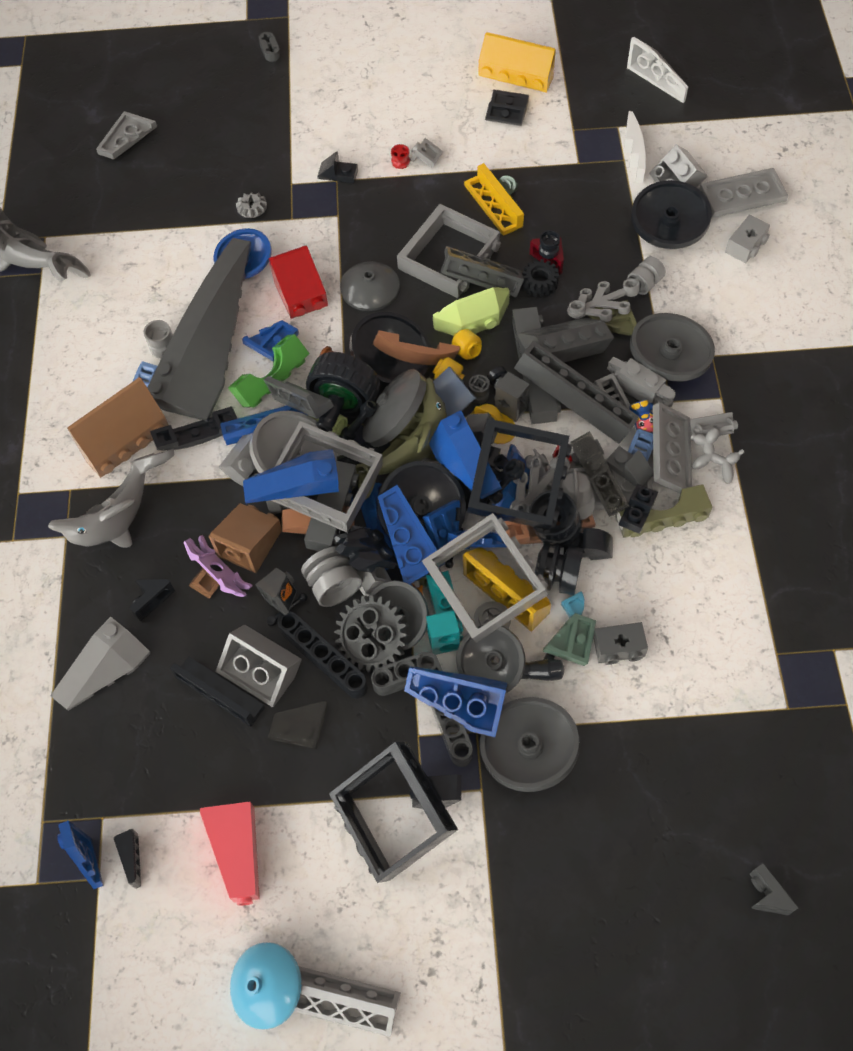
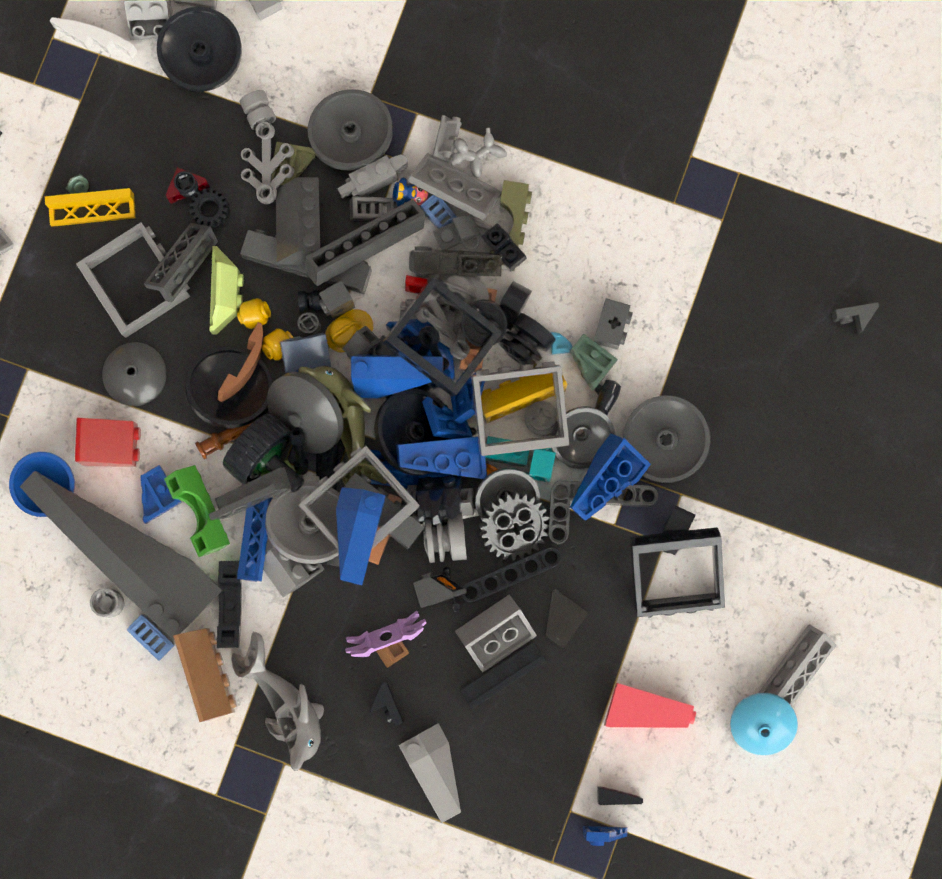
camera: 65 degrees left, 20 degrees up
(246, 536) = (368, 602): medium nougat slope -> none

